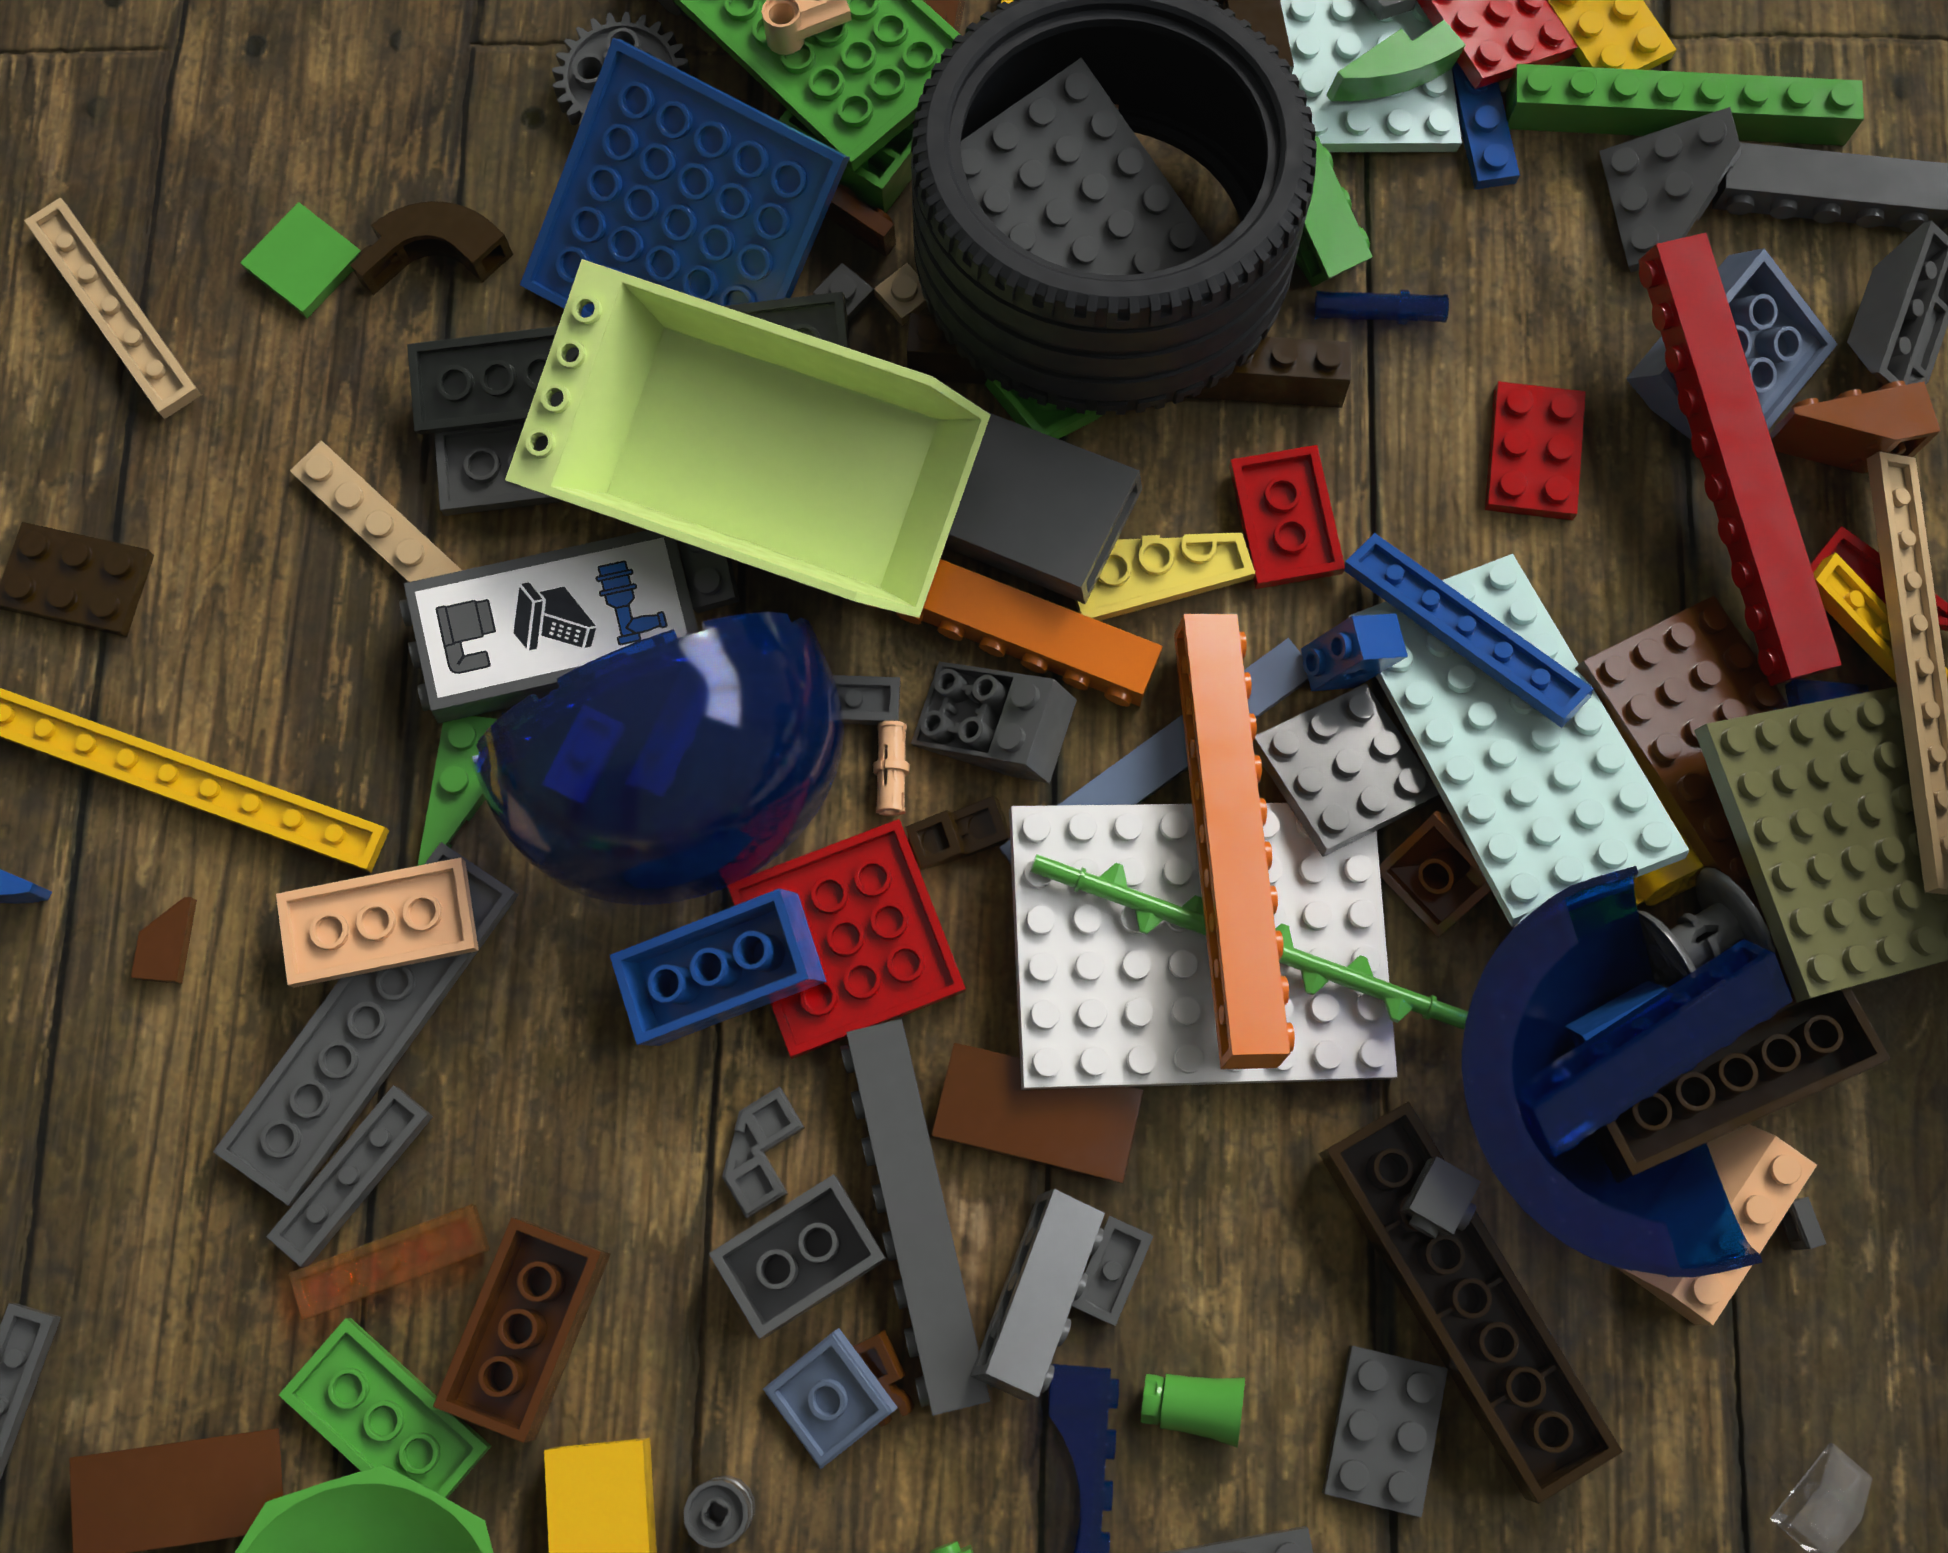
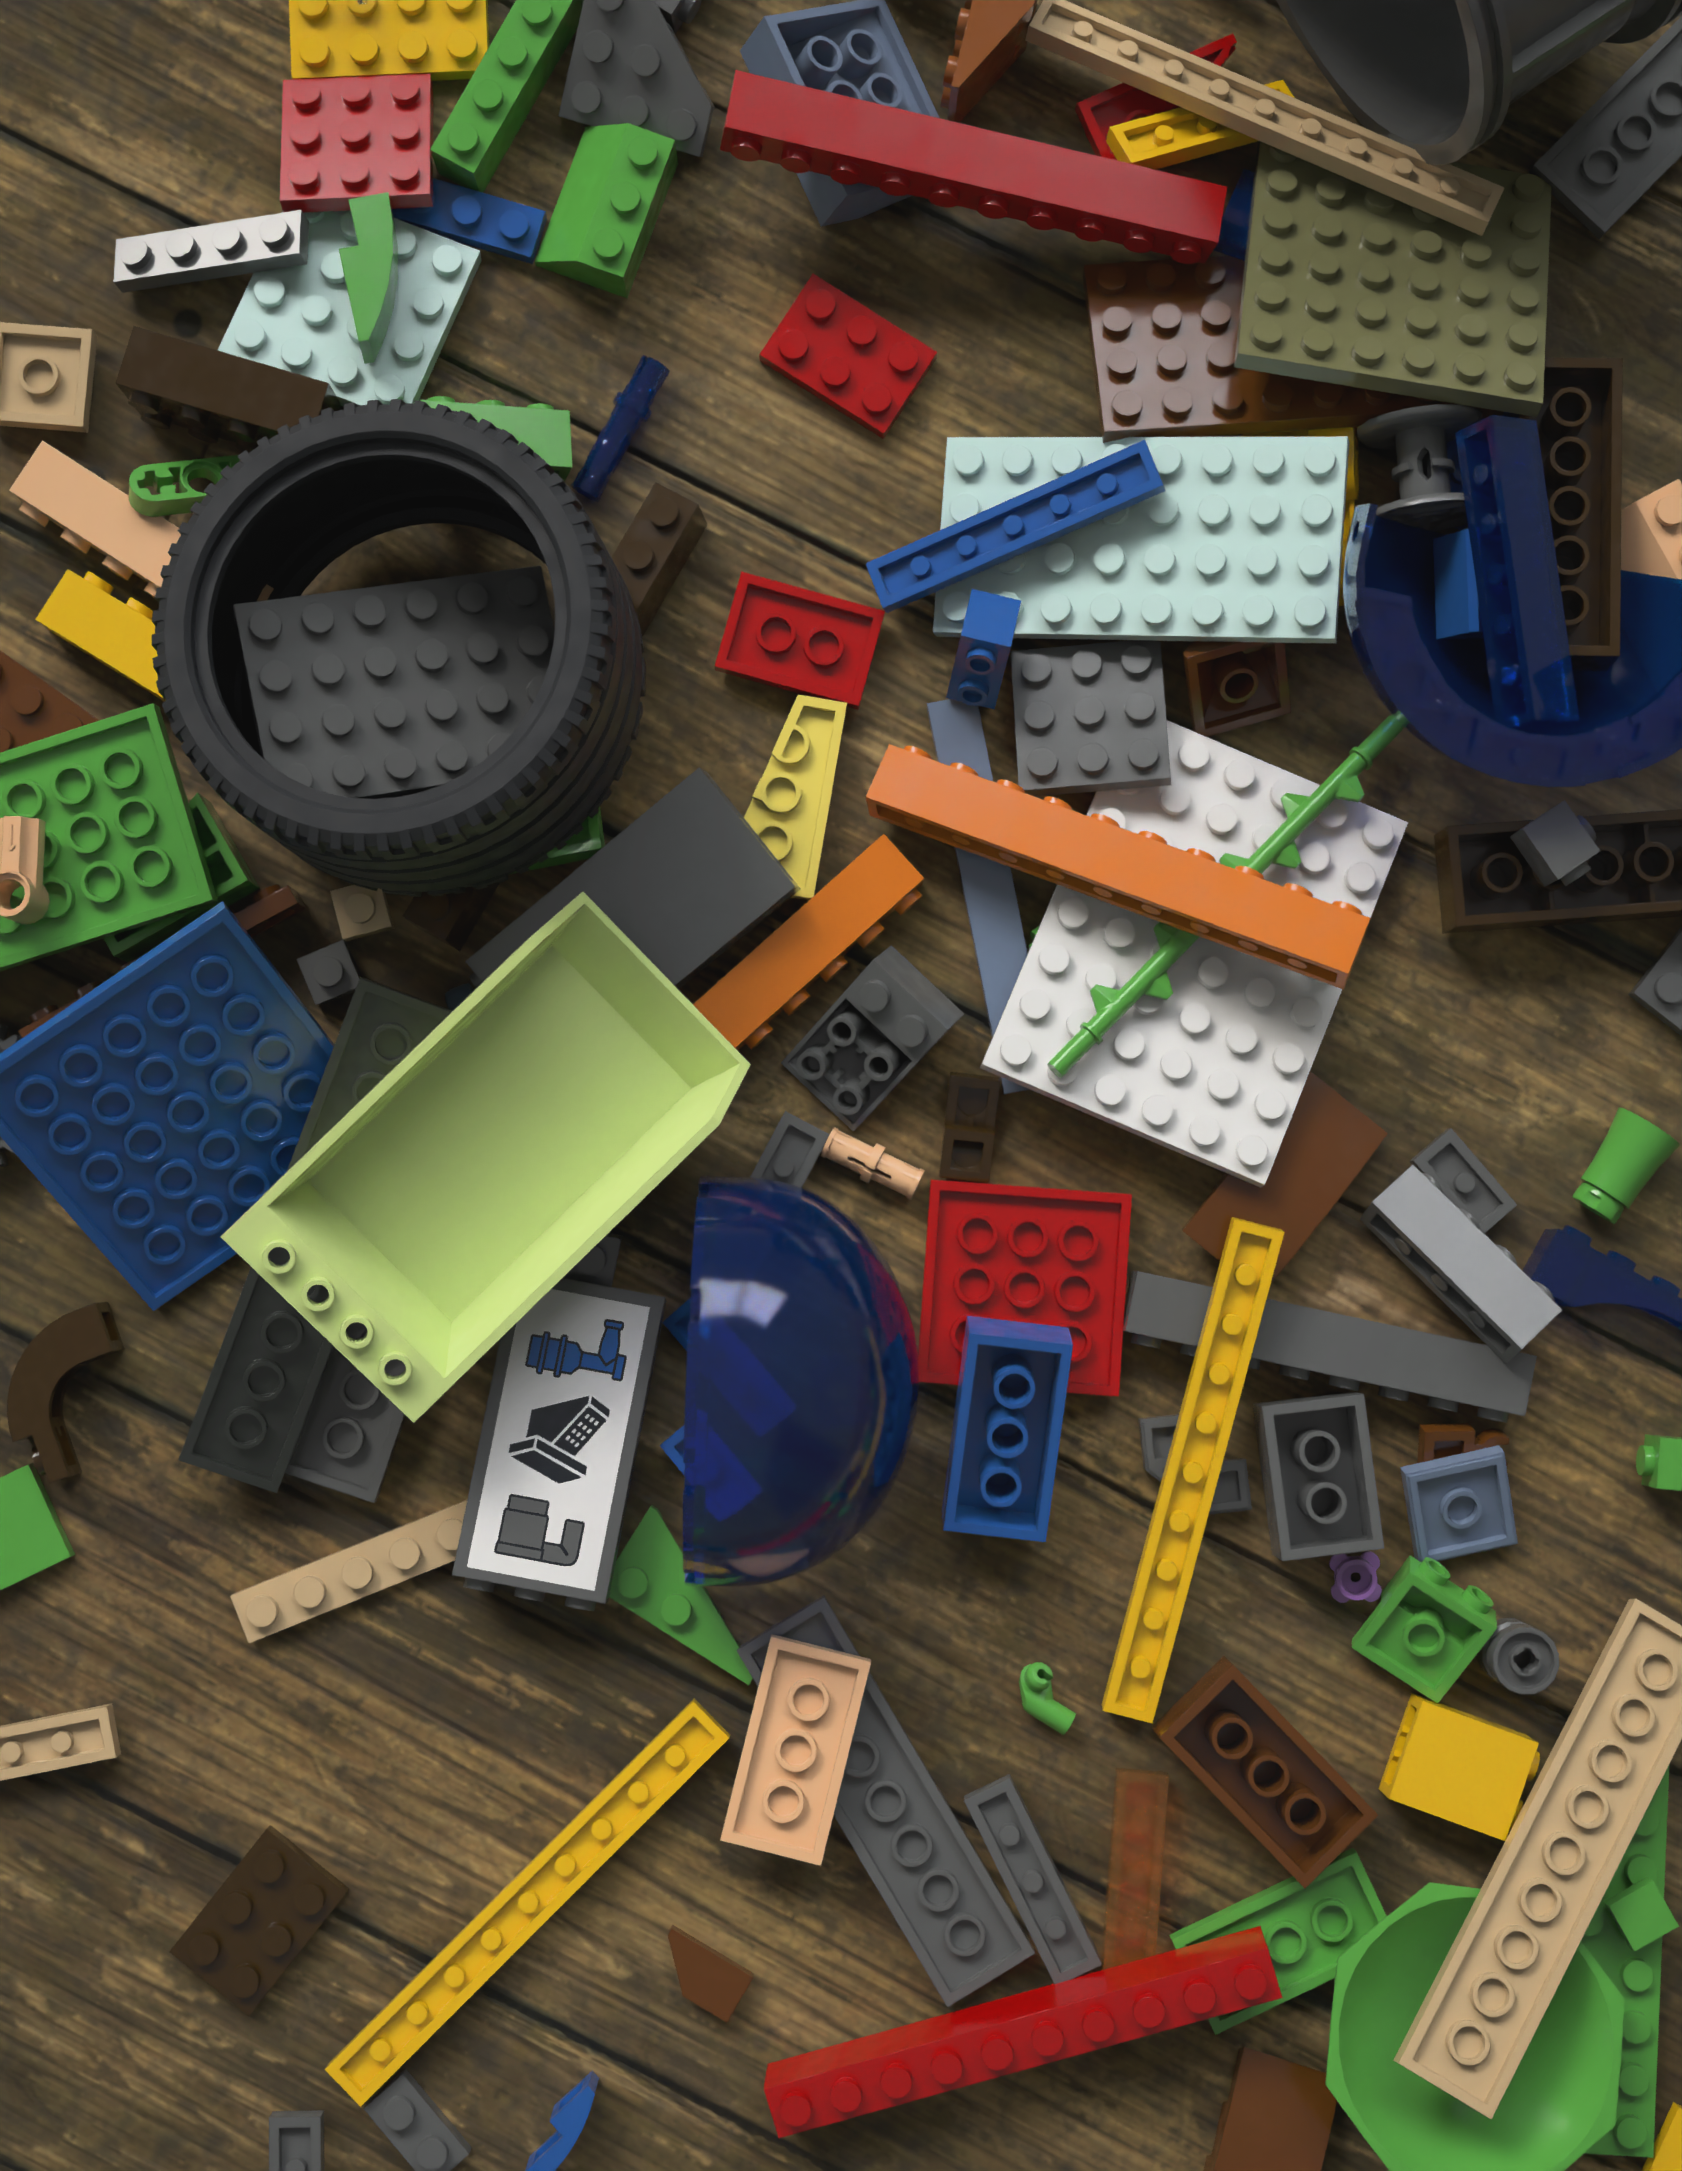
camera: 75 degrees left, 10 degrees up
(217, 1224) = (1020, 2031): none -> red brick
(506, 1112) = (1038, 1698): none -> bright green arm
(710, 1418) = (1426, 1627): none -> bright green plate
(714, 1334) = (1365, 1587): none -> medium lavender plate
(755, 1142) = (1192, 1469): none -> yellow plate
(1551, 221) = (609, 206): none -> bright green slope

